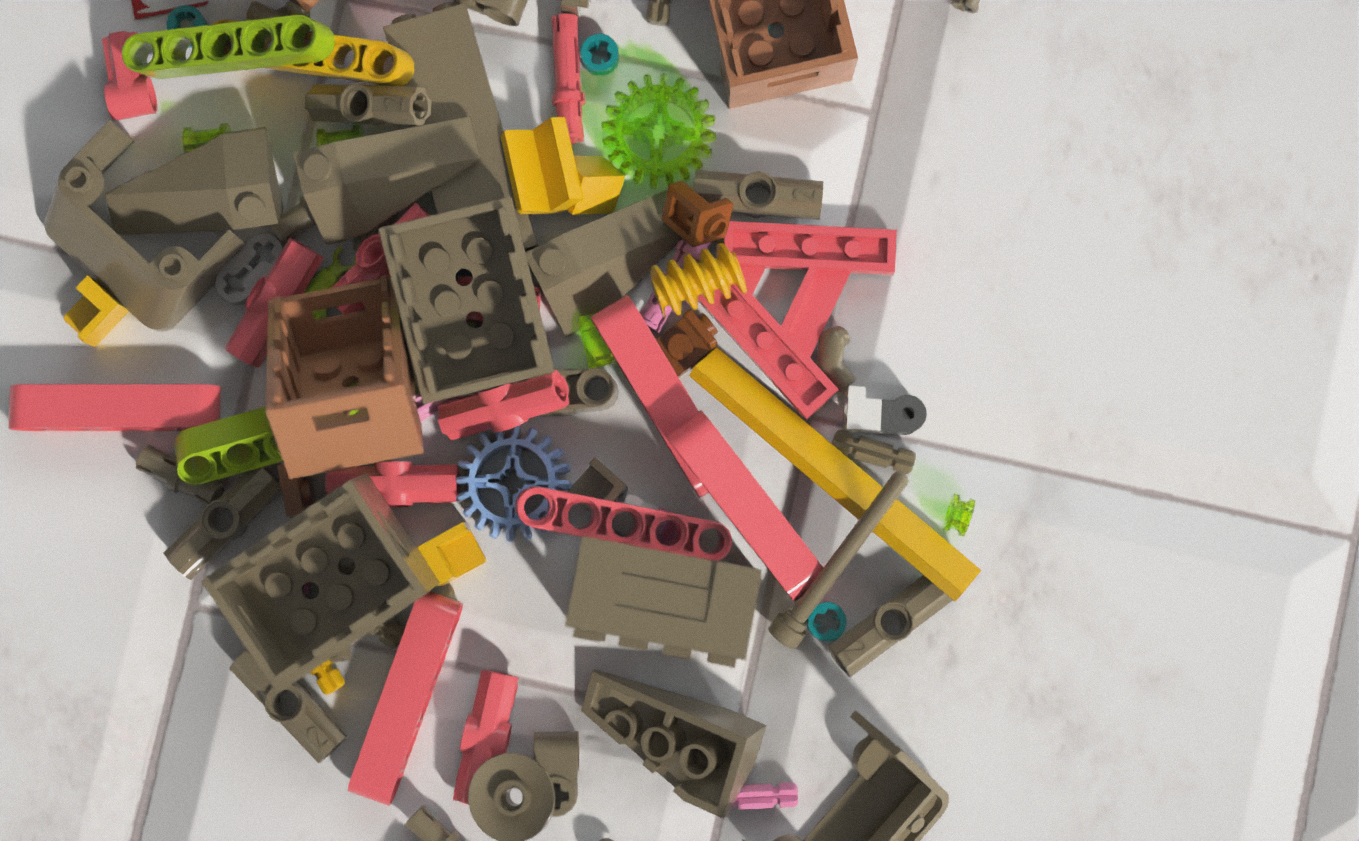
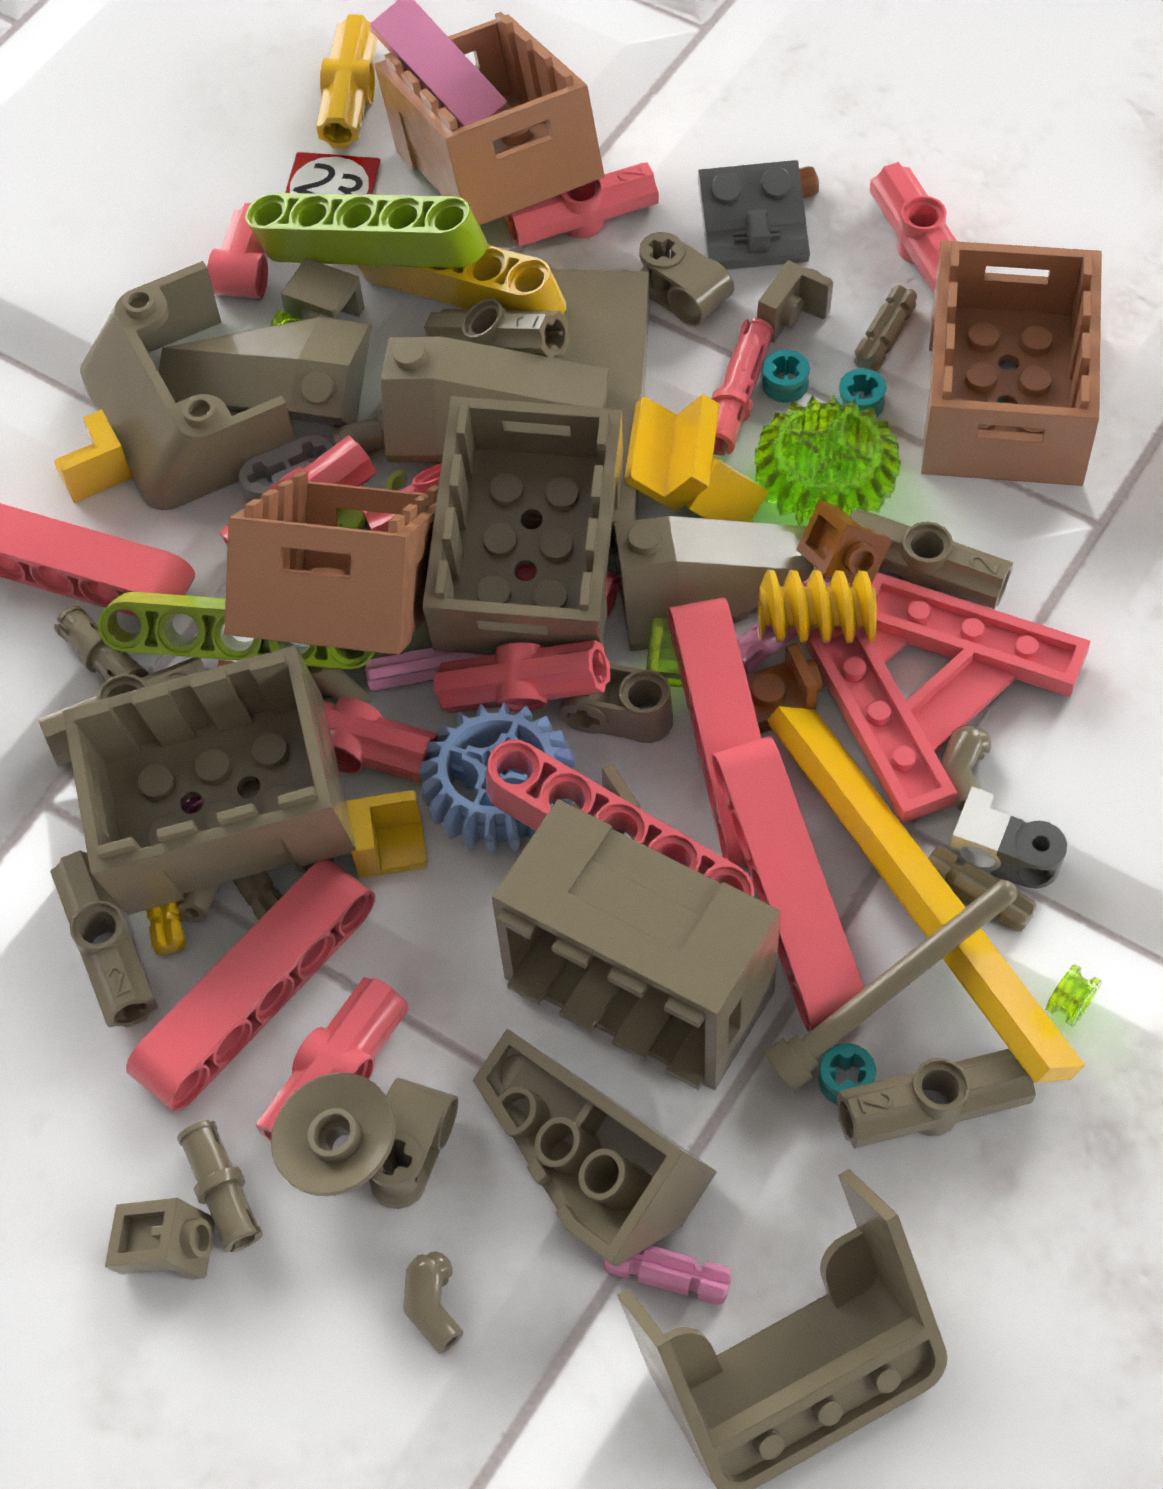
camera: 20 degrees right, 25 degrees down
(209, 101) = (323, 291): none -> dark tan panel
(676, 54) = (866, 381): none -> teal bush

